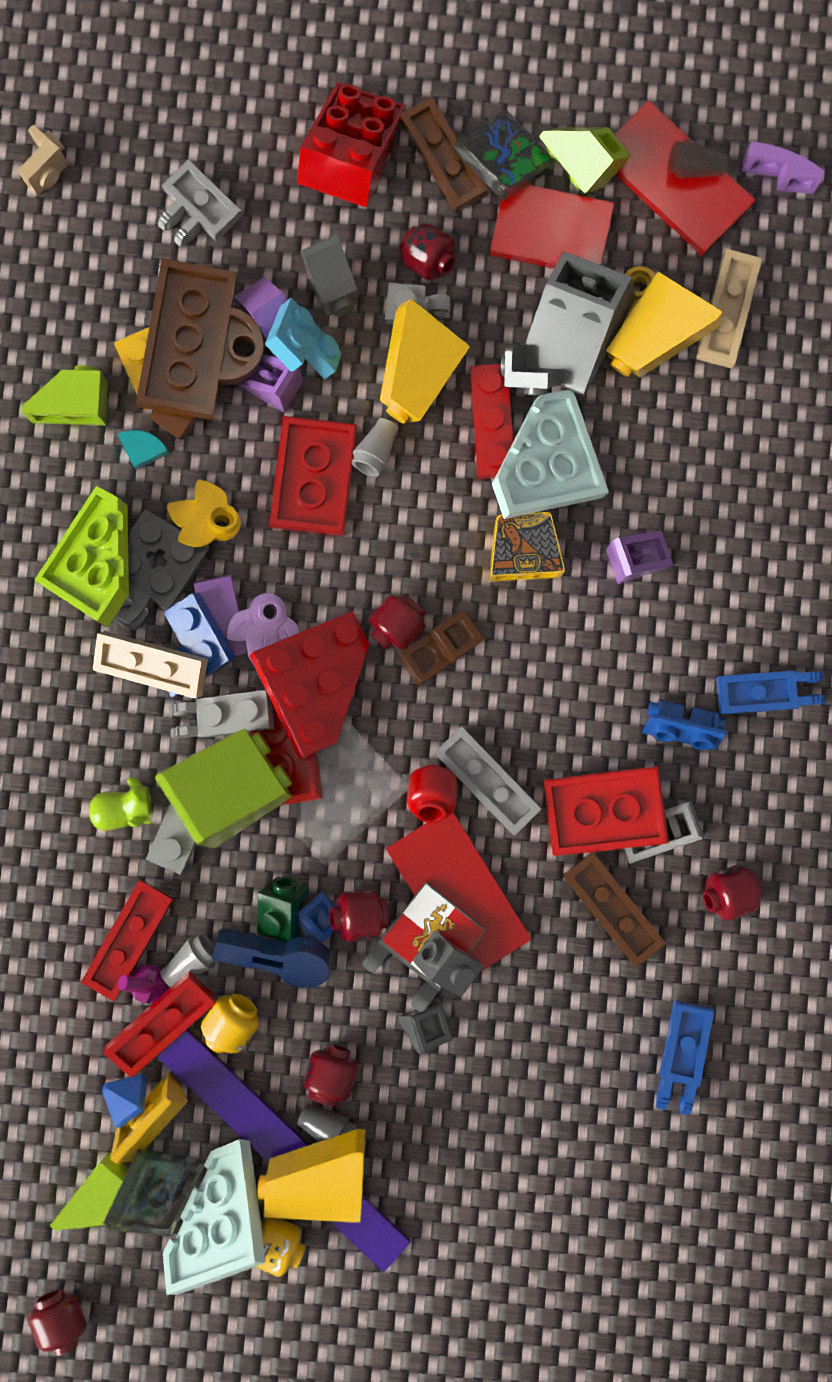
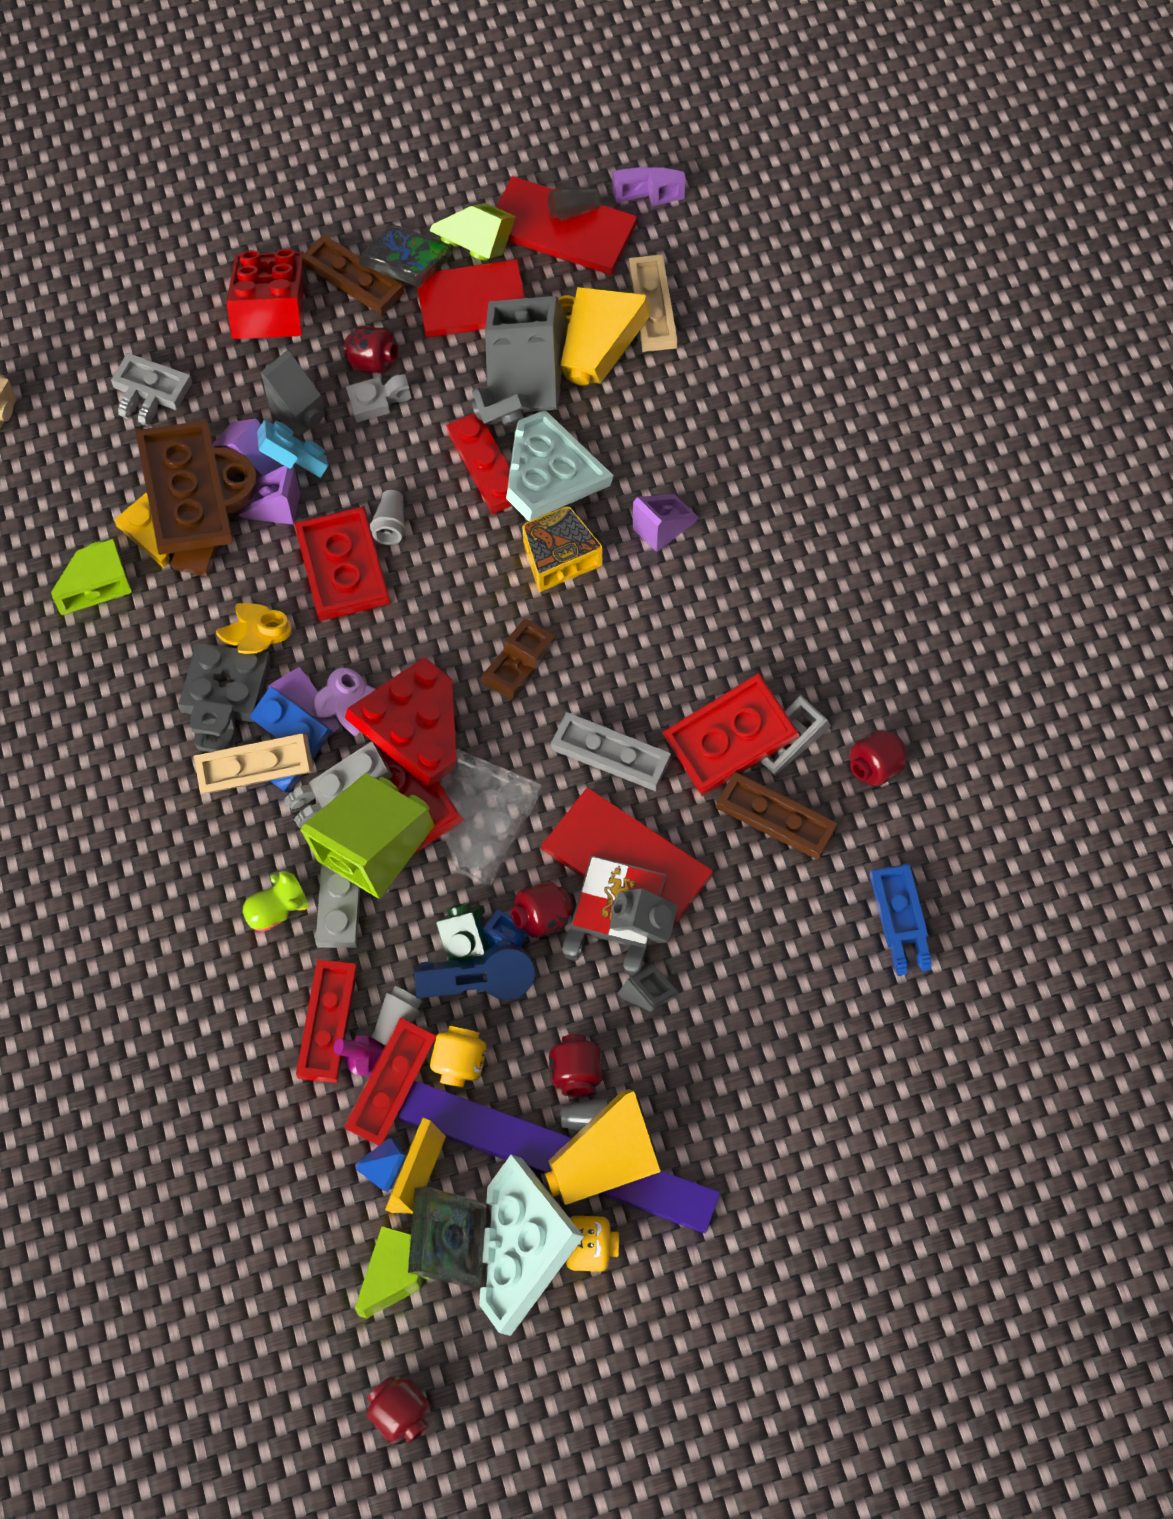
camera: 20 degrees left, 20 degrees down
(92, 559) = (163, 697): lime plate -> none
(142, 447) = (173, 595): teal tile -> none
(397, 622) = (469, 647): dark red head -> none
(418, 362) = (398, 433): yellow slope -> none
(432, 793) = (564, 776): red head -> none
(702, 730) = (777, 641): blue hinge -> none
(765, 692) = (829, 584): blue hinge -> none

